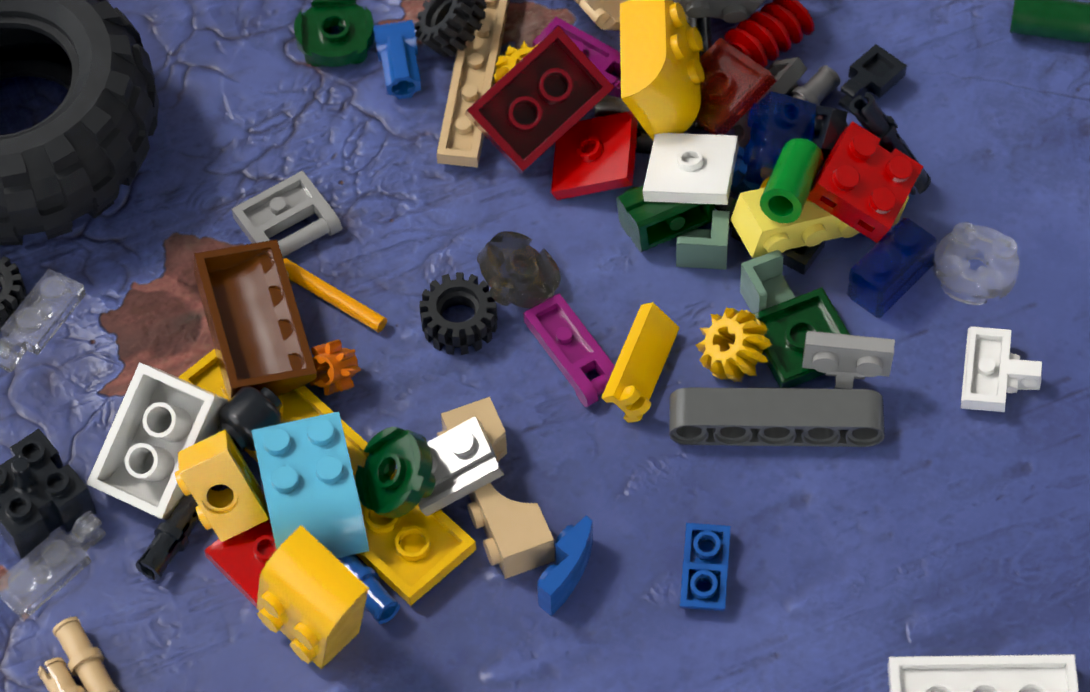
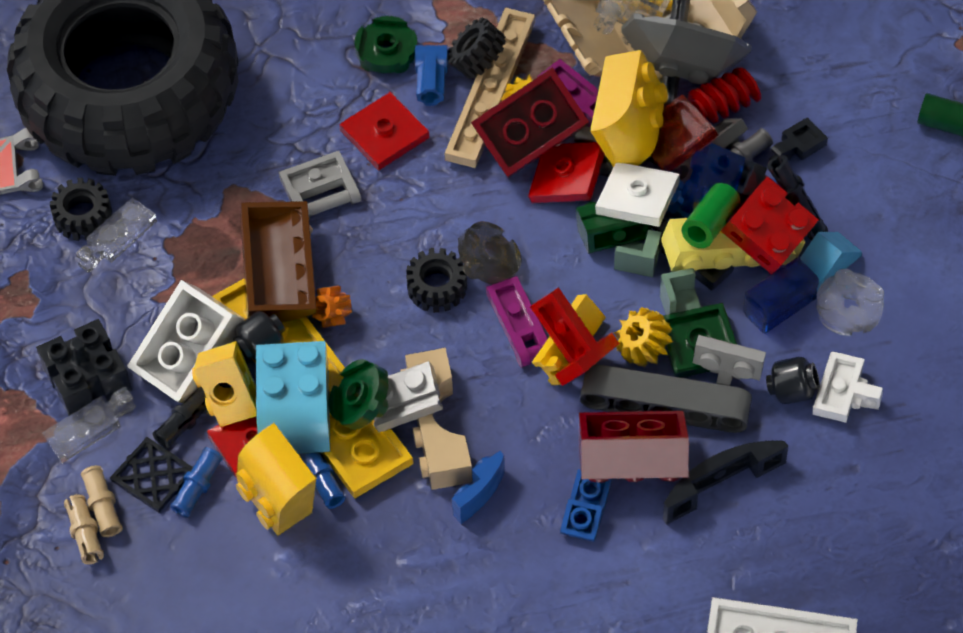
camera: 10 degrees right, 0 degrees up
(158, 590) = (138, 493): none -> black window
(204, 617) = (196, 482): none -> blue pin
(335, 297) = (344, 252): light orange bar -> none
(353, 138) = (384, 131): none -> red plate
(646, 357) = (570, 335): none -> red bracket
(752, 482) = (633, 445): none -> brick
(905, 471) = (757, 456): none -> black slope
(929, 369) = (793, 380): none -> black head
(940, 207) = (828, 254): none -> dark azure slope

